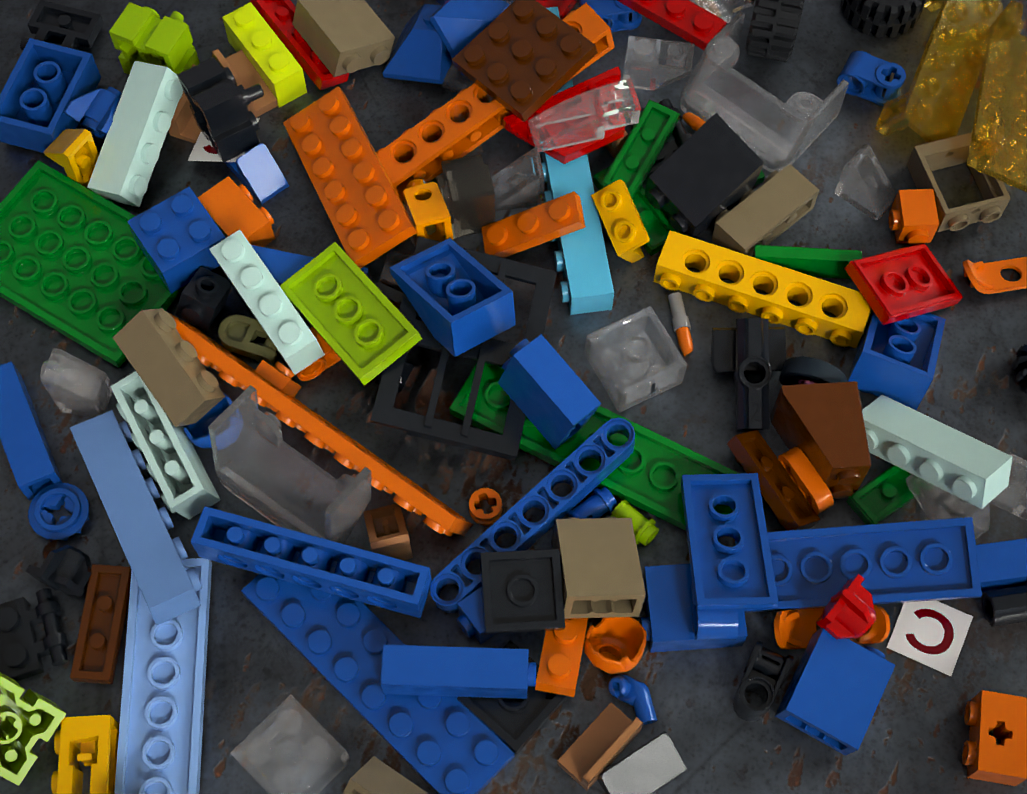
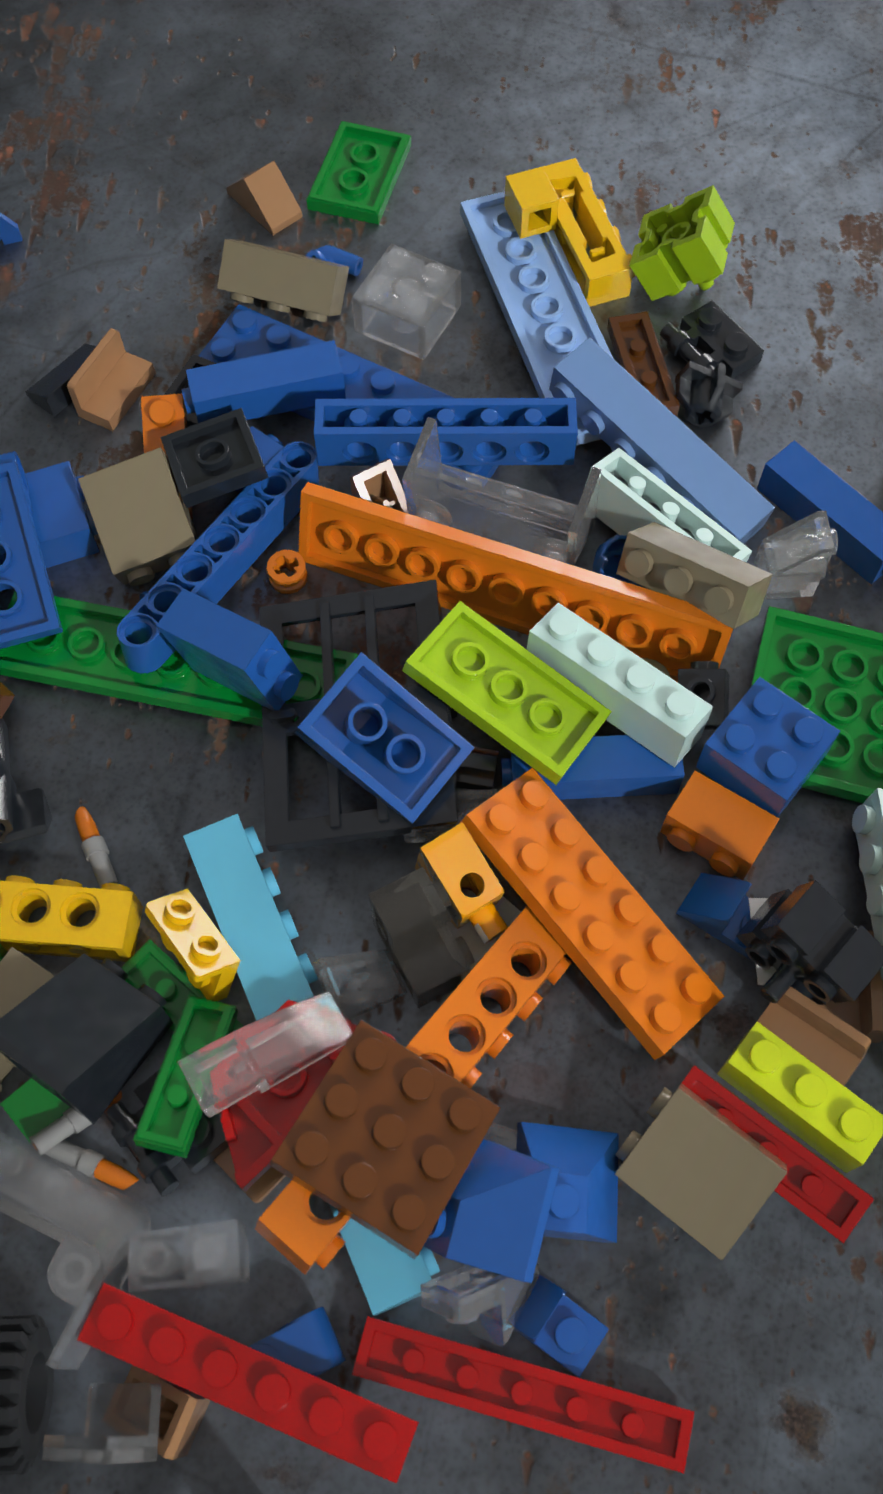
camera: 165 degrees right, 0 degrees up
(52, 499) = (754, 442): blue gear -> none
(534, 226) = (308, 907): orange plate -> none
(615, 644) = (106, 449): orange hair -> none
(635, 359) = (141, 762): clear brick -> none
(635, 694) = (87, 439): blue arm -> none
(643, 528) = (105, 588): lime pin -> none

